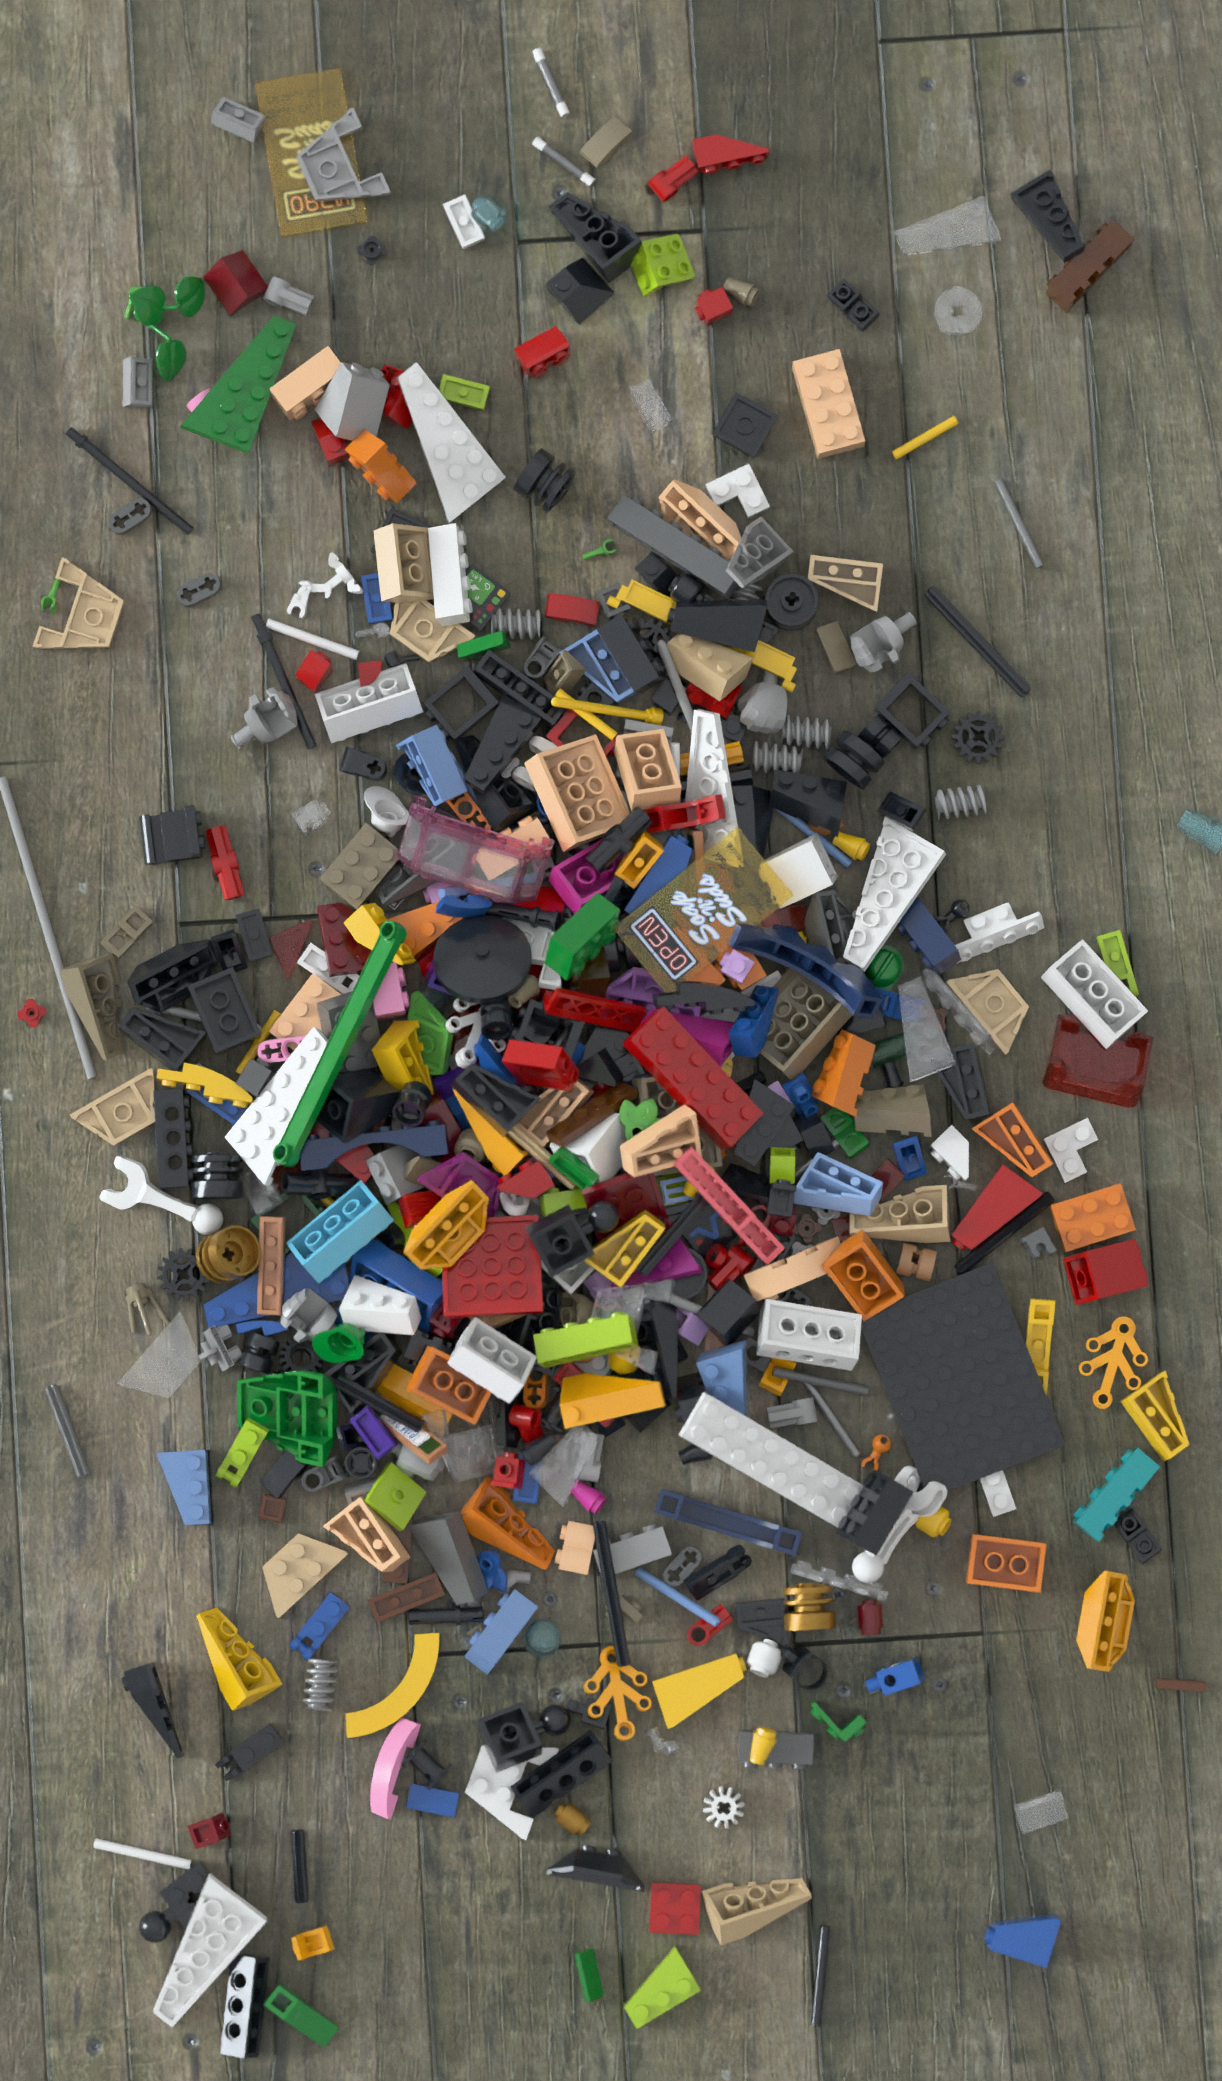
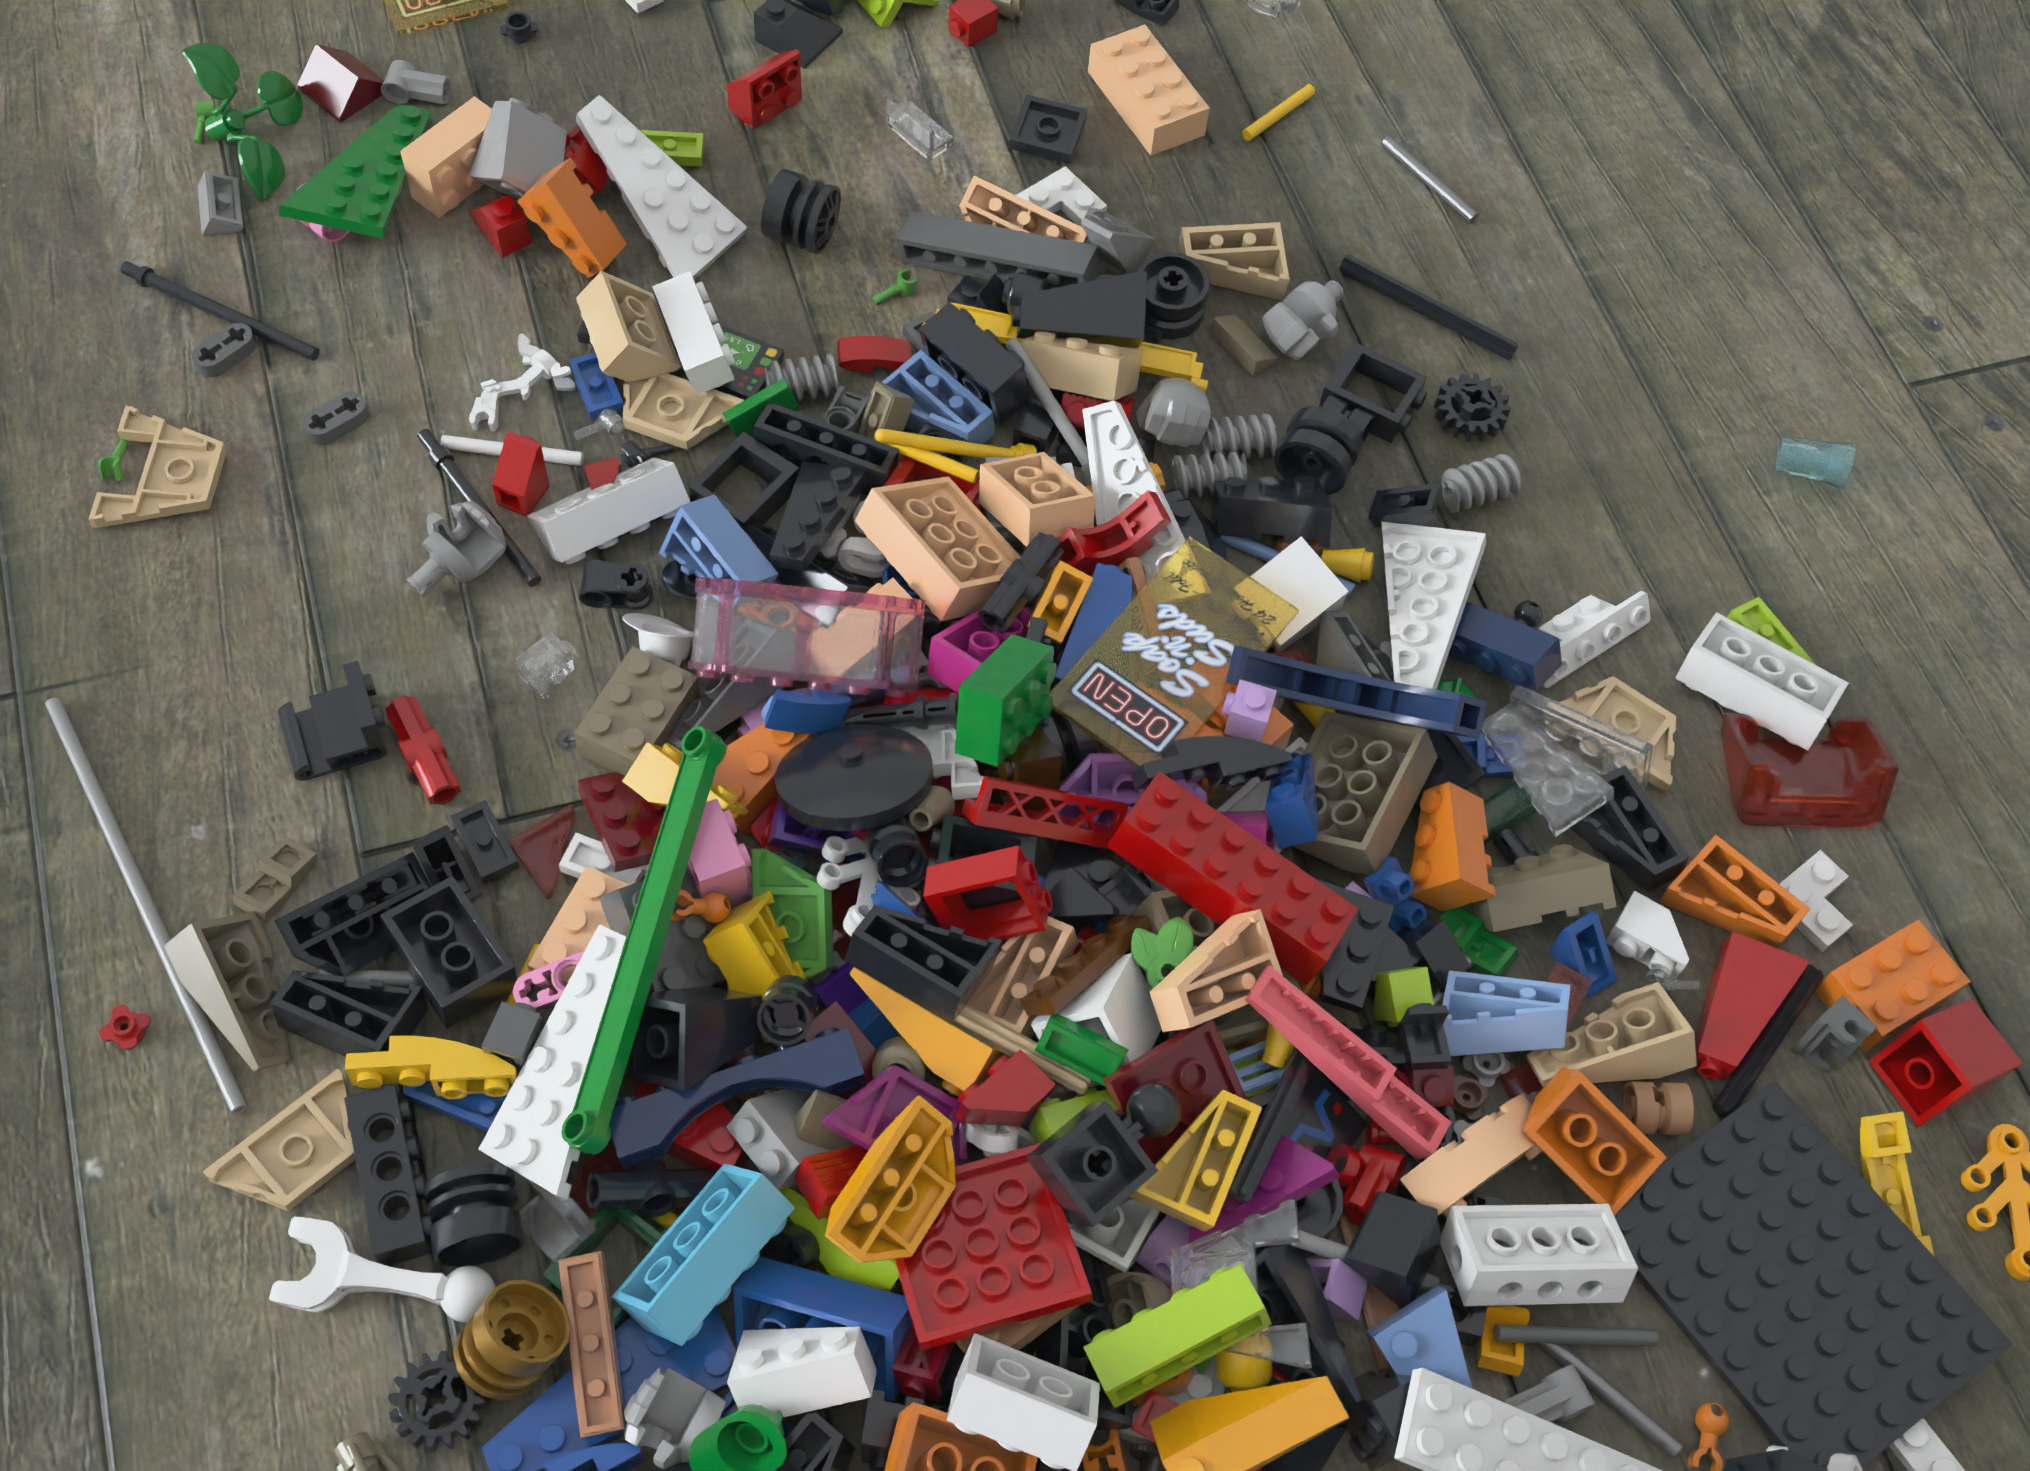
camera: 20 degrees left, 25 degrees down
(380, 1026) = (712, 907): none -> orange arm

